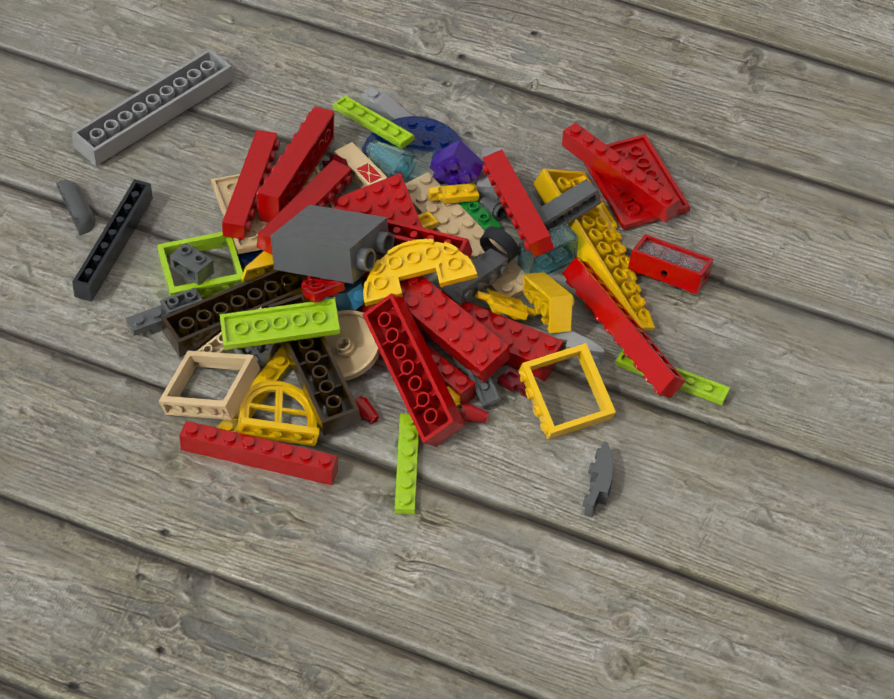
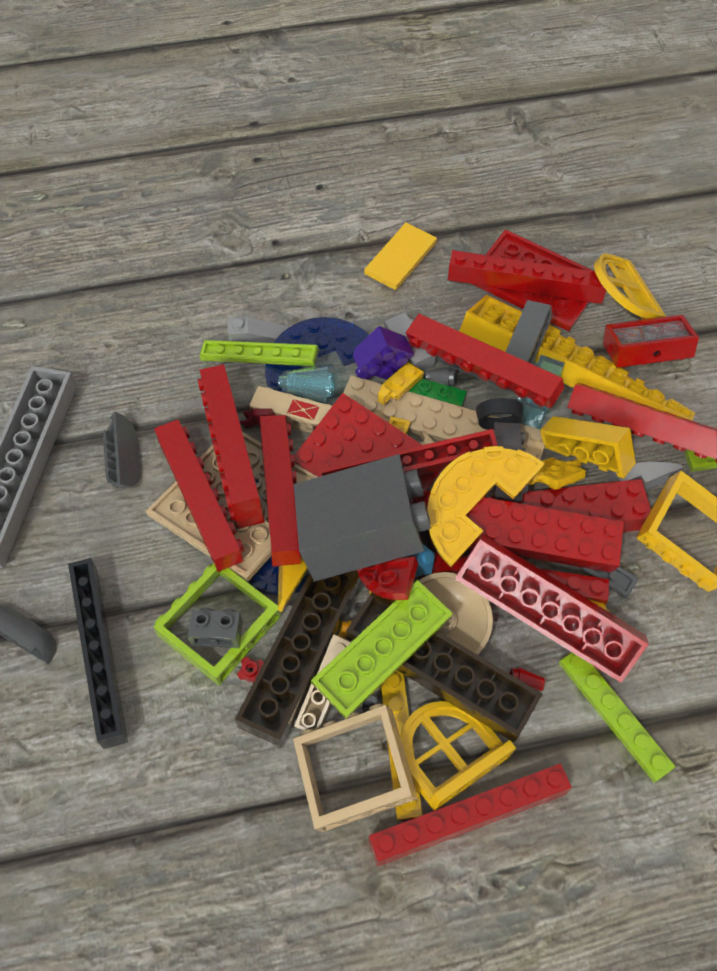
camera: 35 degrees left, 10 degrees up
(151, 318) = (226, 705): dark grey slope -> none
(226, 136) = (121, 453): none -> dark grey brick
(473, 414) = (627, 611): red cone -> none
(511, 380) = (630, 550): dark red plate -> none
(545, 112) = (400, 256): none -> yellow piece
(704, 224) = (640, 299): none -> yellow window

